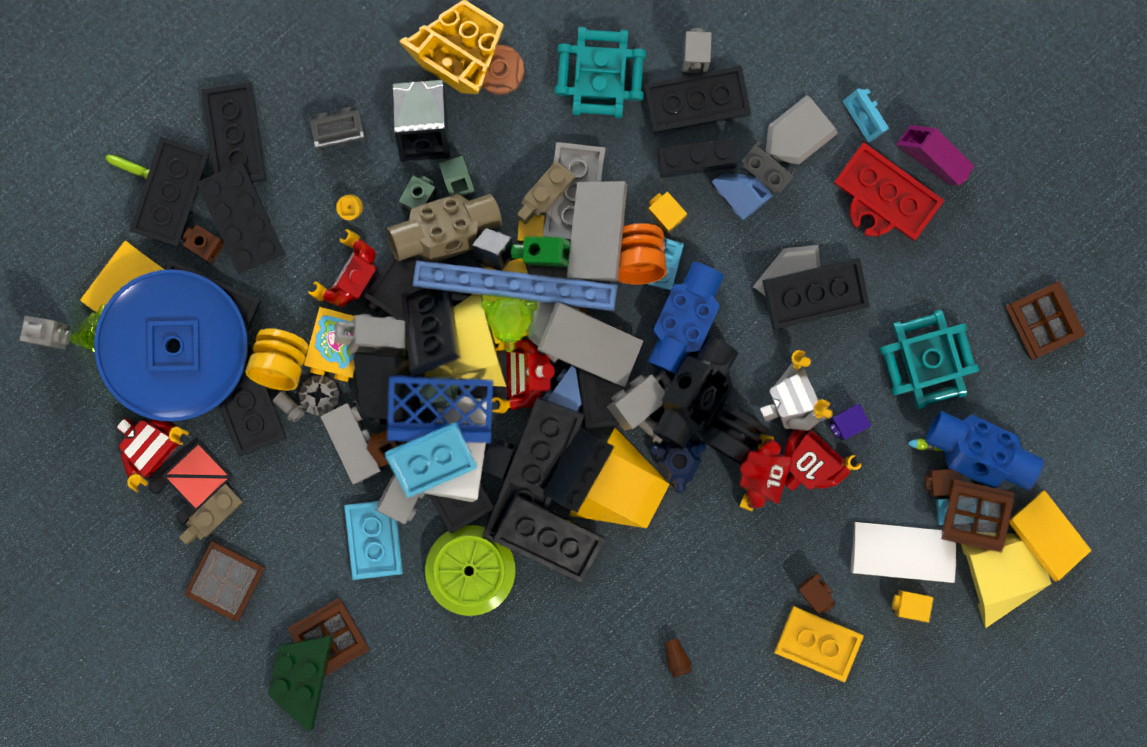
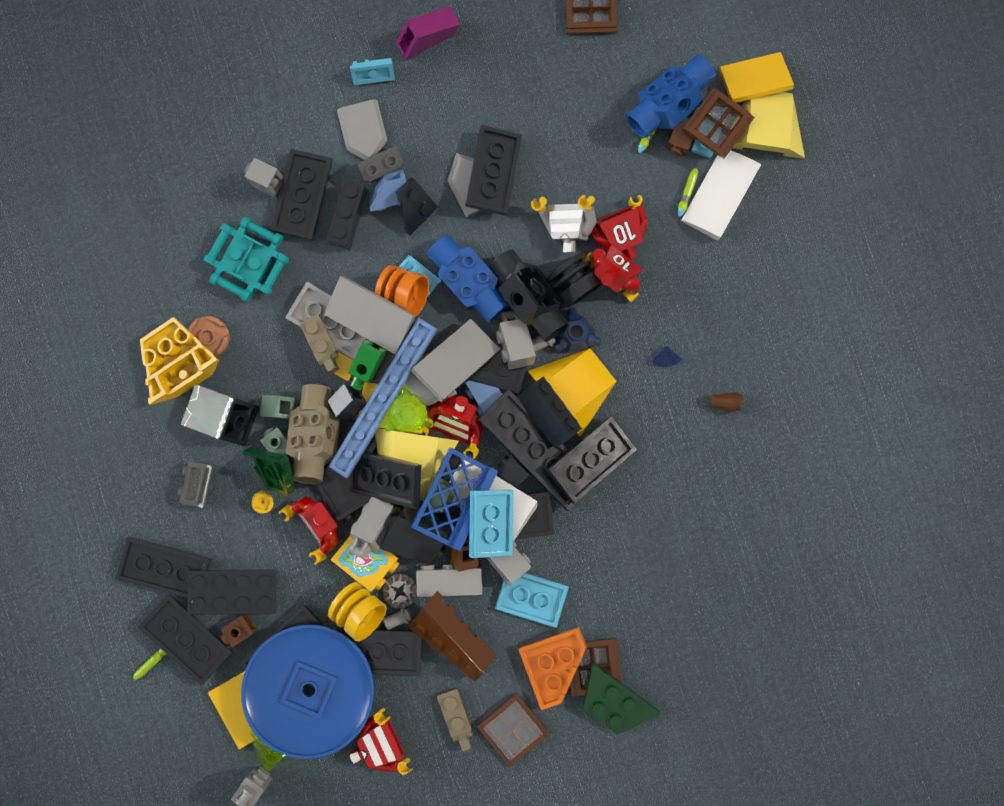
camera: 65 degrees left, 0 degrees up
(194, 478) = (421, 718): coral flag -> none
(293, 473) = (452, 638): none -> reddish brown wedge
(311, 593) = (553, 664): none -> orange plate
(387, 203) = (273, 470): none -> dark green wing
(463, 592) = (593, 551): lime piece -> none
(666, 211) = (378, 256): yellow brick -> none
(695, 572) = (666, 358): none -> clear blue tile
(739, 225) = (414, 205): none -> black wing
(817, 593) = (723, 272): reddish brown brick -> none
(818, 644) = (762, 289): yellow tile -> none
(849, 422) = (604, 189): dark purple brick -> none
(886, 195) = (441, 84): red plate -> none
(888, 515) = (682, 206): none -> lime piece
(912, 605) = (764, 204): yellow brick -> none
(930, 359) = (582, 107): teal brick -> none

